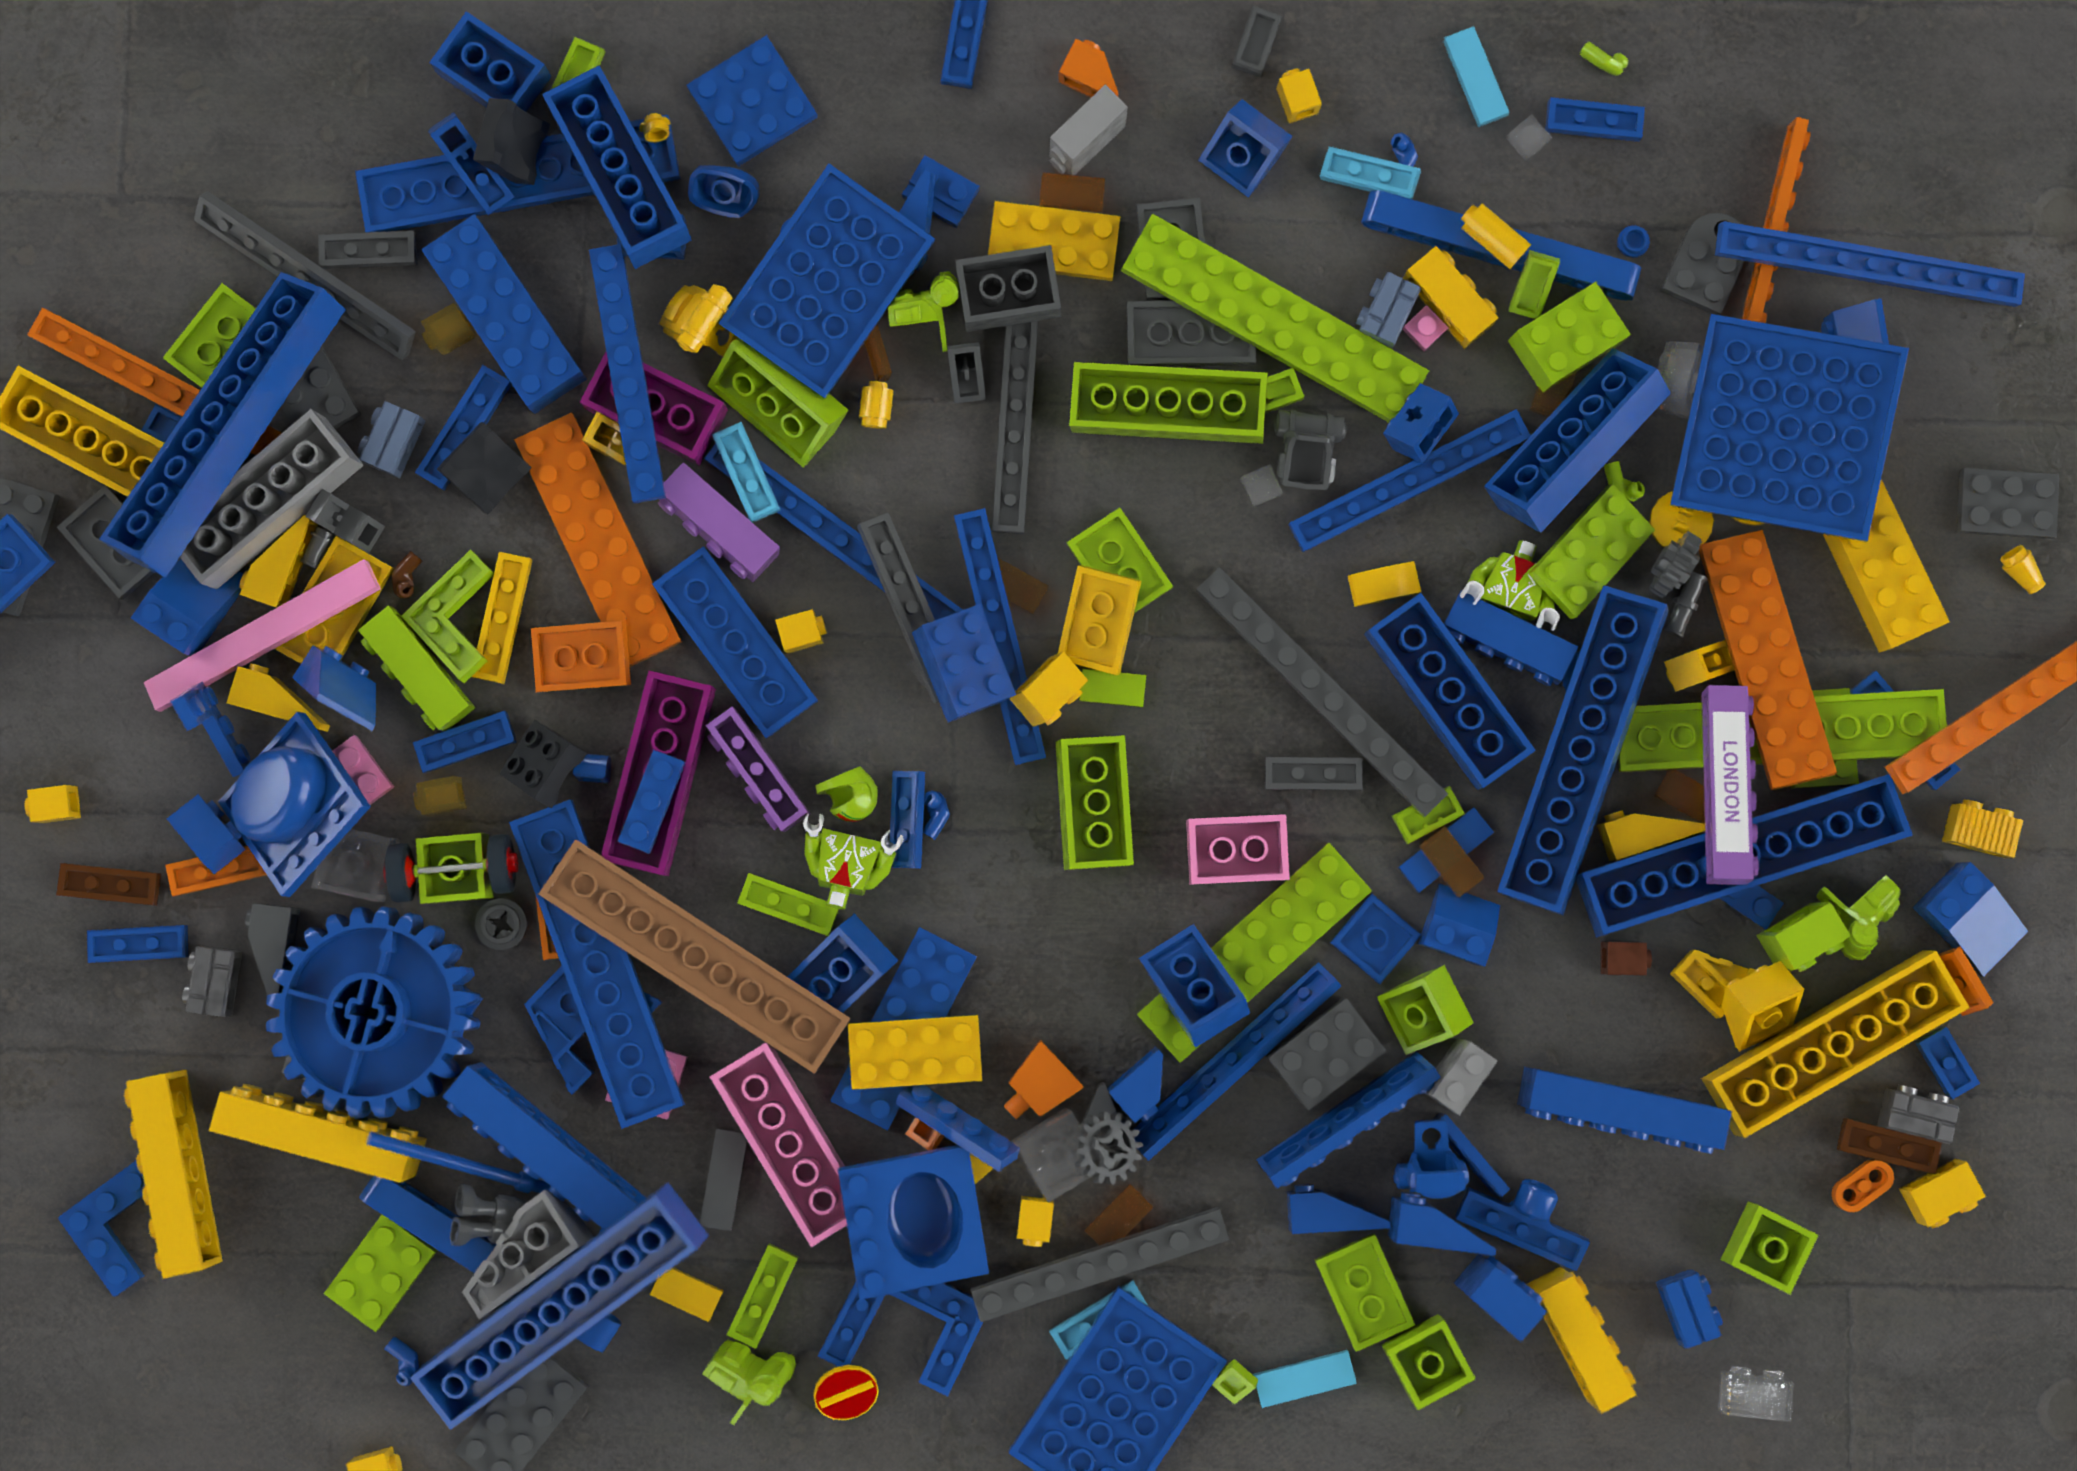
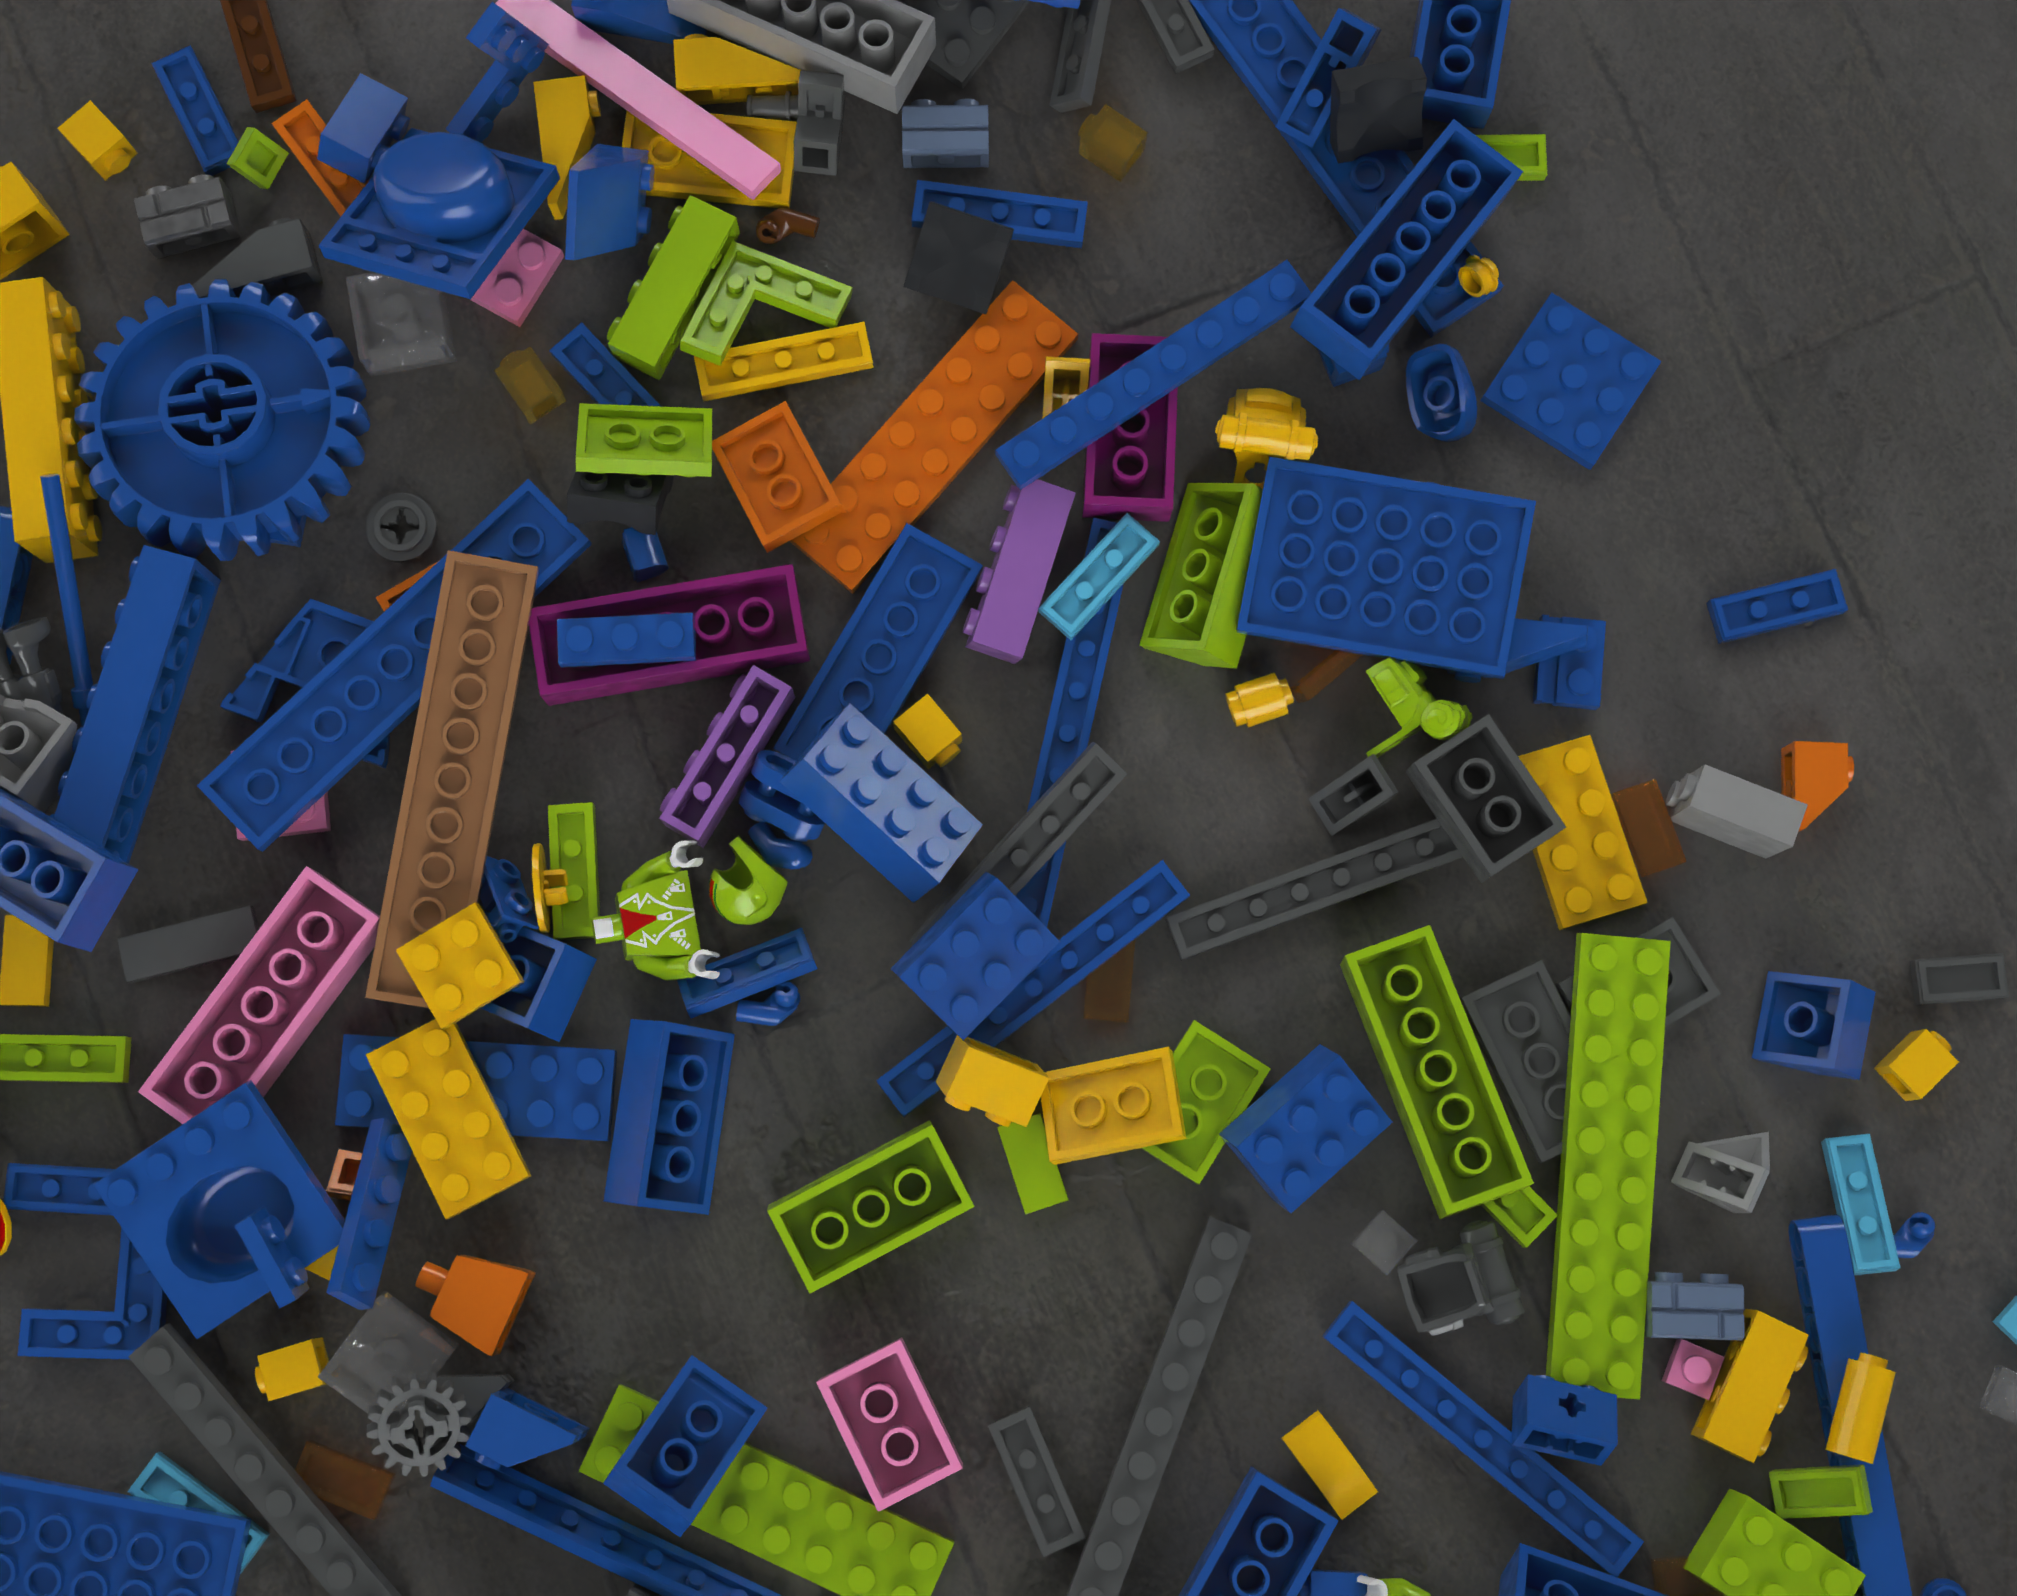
camera: 65 degrees right, 5 degrees down
(129, 1021) = (98, 141): none -> yellow brick
(192, 916) = (257, 158): none -> lime plate
(451, 868) = (440, 433): brick -> none
(504, 314) = (1161, 200): blue brick -> none
(518, 732) = (644, 440): none -> lime plate
(794, 953) = (506, 899): none -> blue hinge
(798, 928) = (543, 894): none -> yellow piece
(802, 741) = (774, 803): none -> blue brick
(821, 1002) = (459, 965): none -> yellow plate
(836, 680) = (881, 803): none -> brick
(836, 763) = (777, 851): none -> blue arm
(947, 1199) = (265, 1242): none -> blue plate
(978, 909) = (669, 1116): none -> blue slope
(1167, 501) = (1305, 1128): none -> blue brick
(1312, 248) = (1726, 1171): none -> light grey slope

